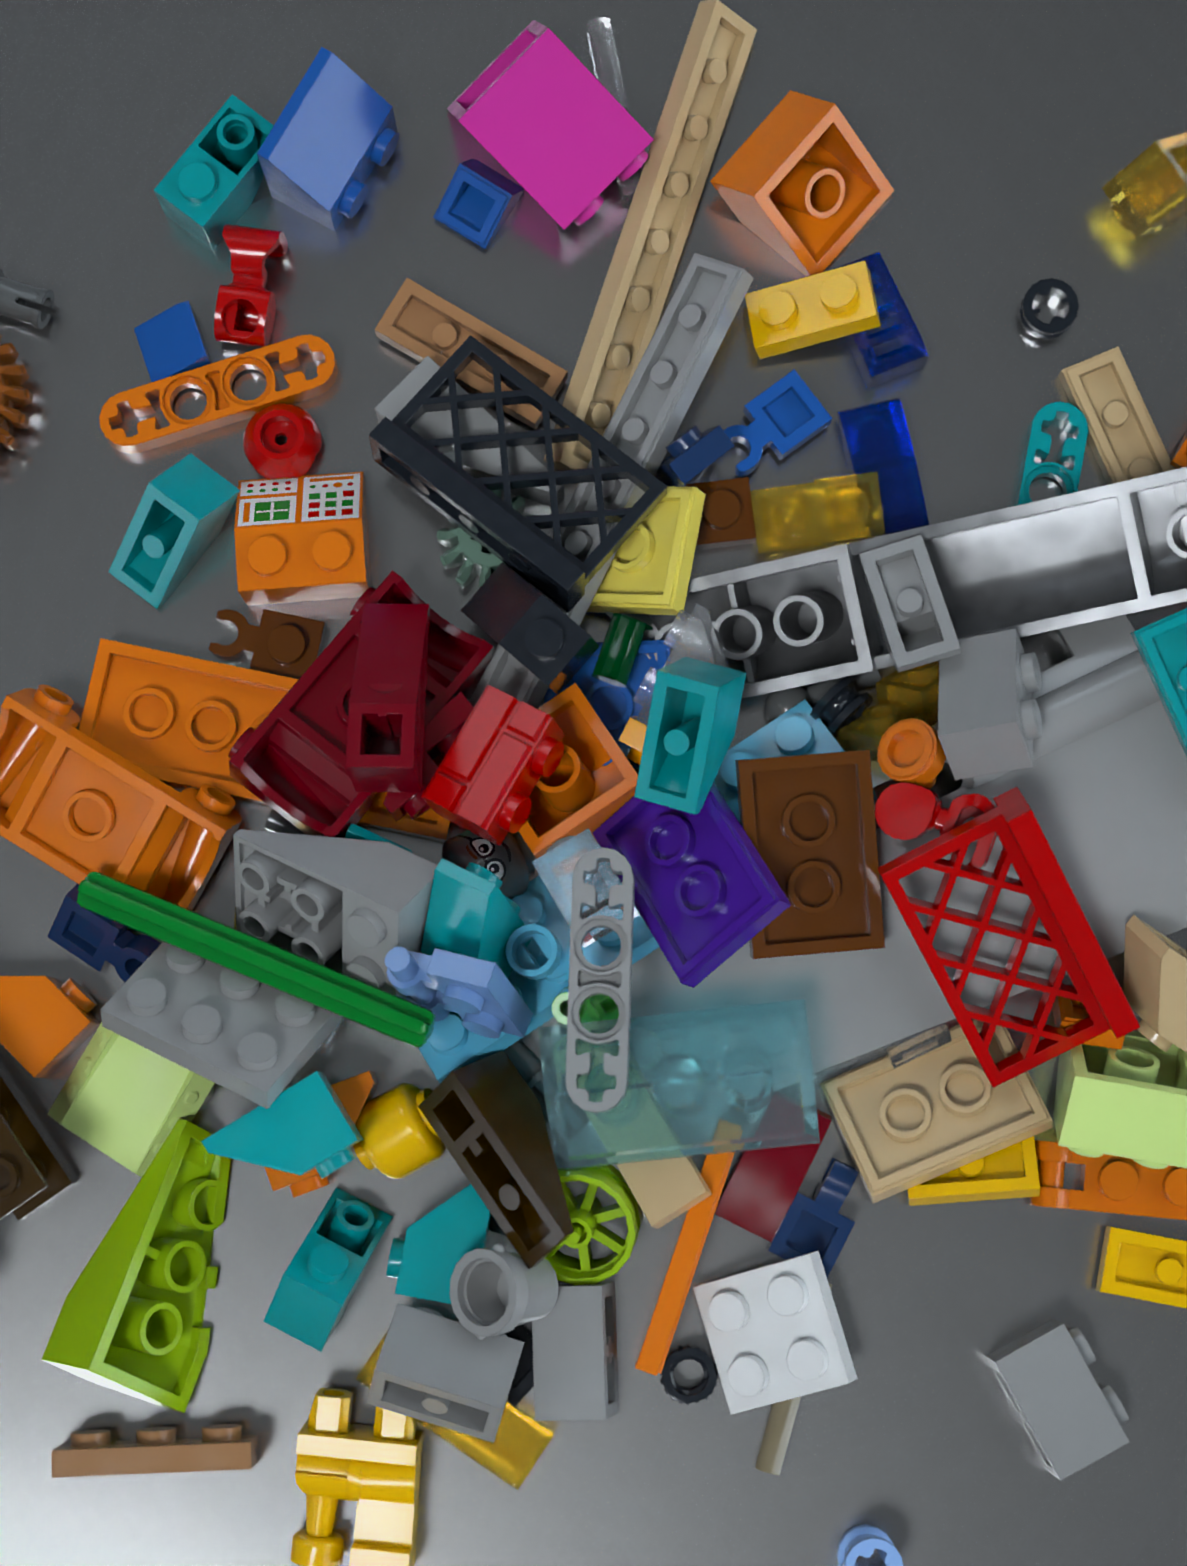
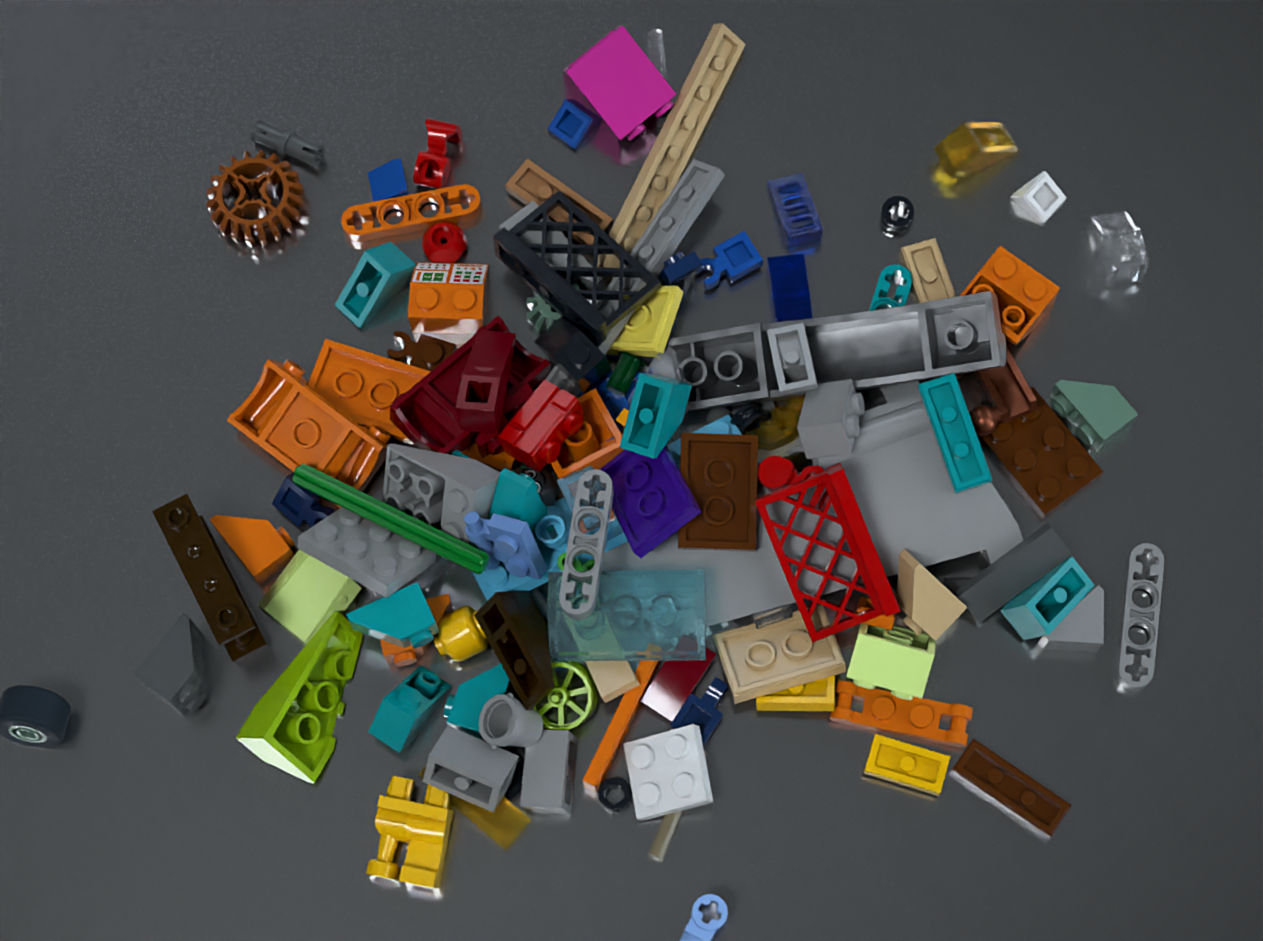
camera: 10 degrees right, 10 degrees down
(155, 1451) = (294, 802): medium nougat plate -> none
(216, 173) = (427, 90): teal slope -> none
(328, 142) = (491, 79): slope -> none
(726, 514) = (694, 309): reddish brown plate -> none
(803, 182) = (762, 129): orange slope -> none
(812, 310) = (758, 199): yellow plate -> none
(817, 513) = (747, 309): clear yellow slope -> none
(911, 753) = (783, 441): orange tile -> none
(1059, 1397) = (833, 829): light grey brick -> none

